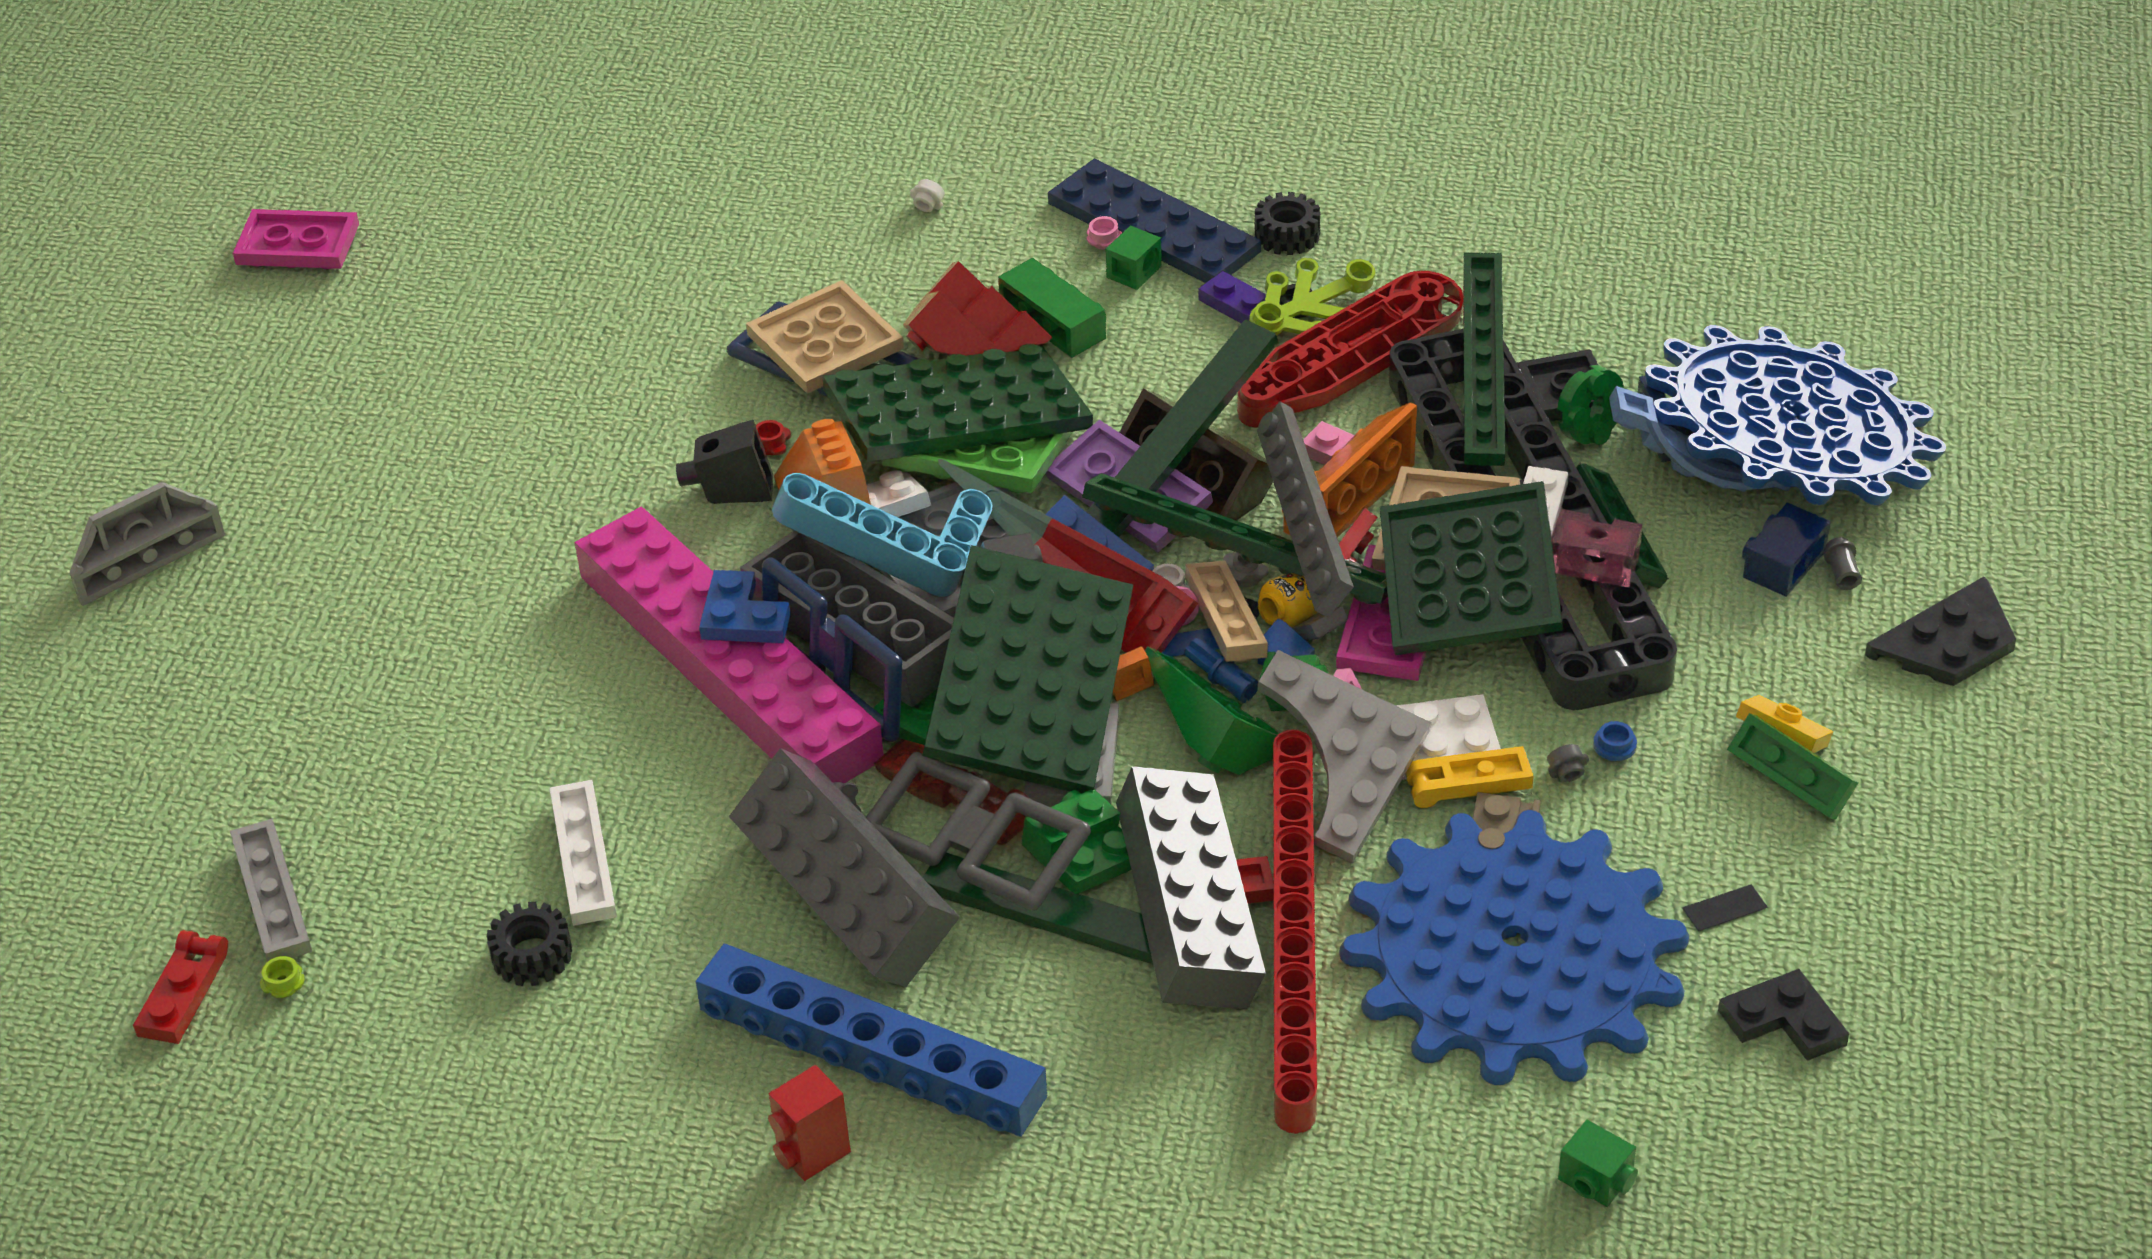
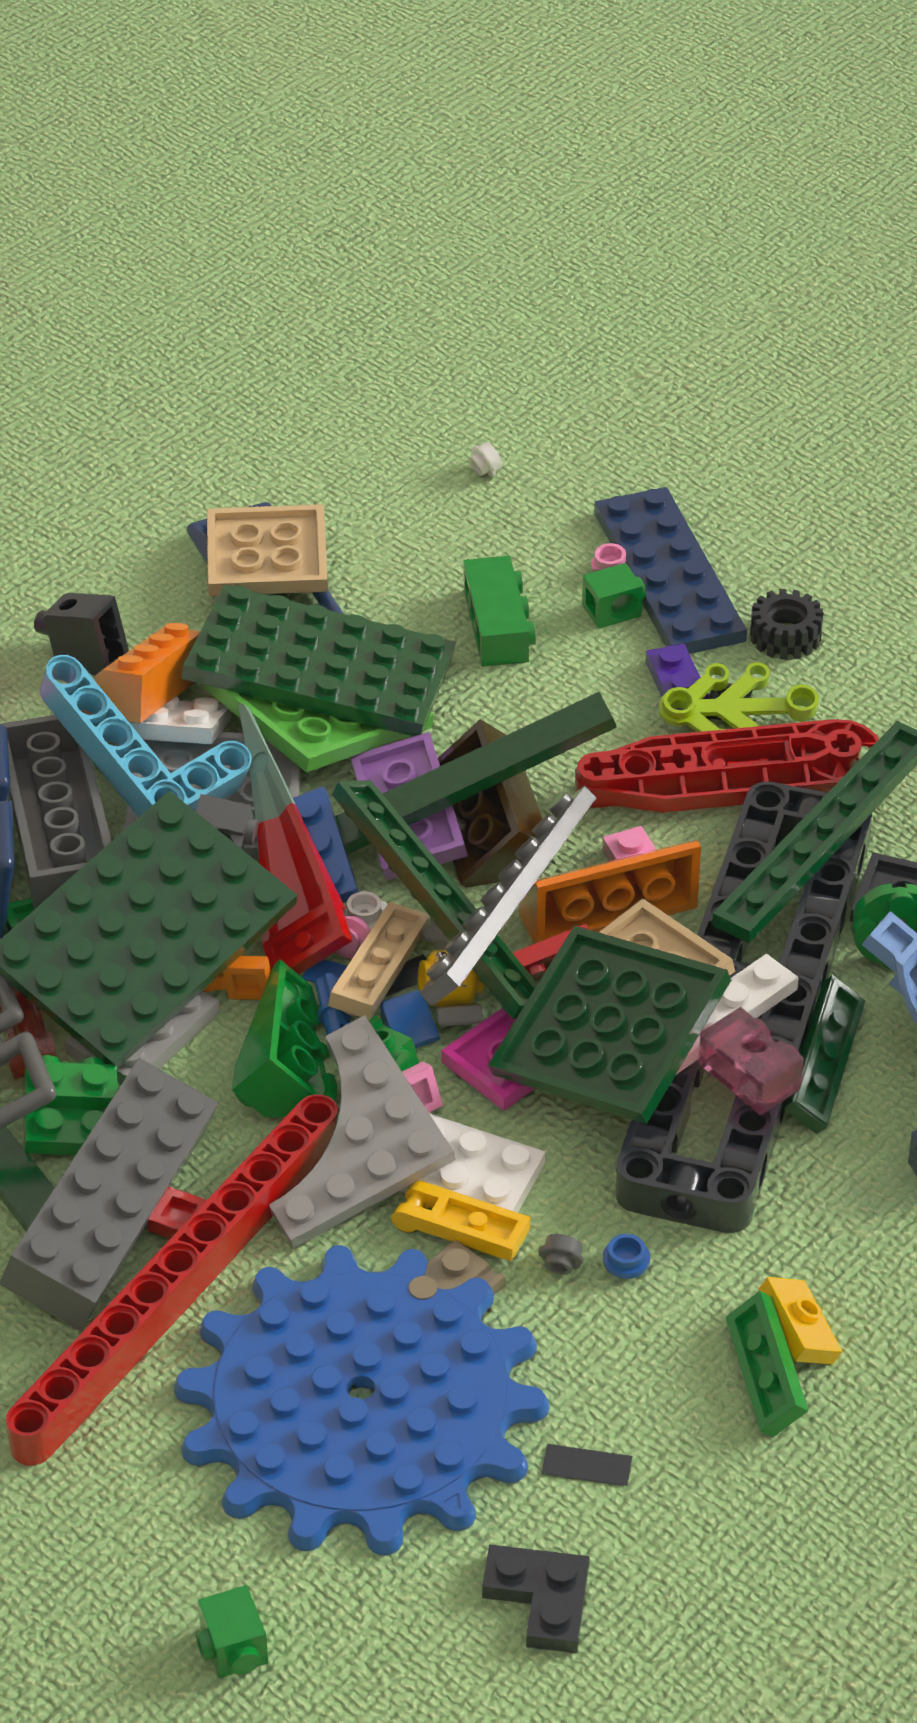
camera: 30 degrees right, 0 degrees up
(773, 436) = (148, 620): red plate -> none
(969, 318) = (408, 587): red brick -> none

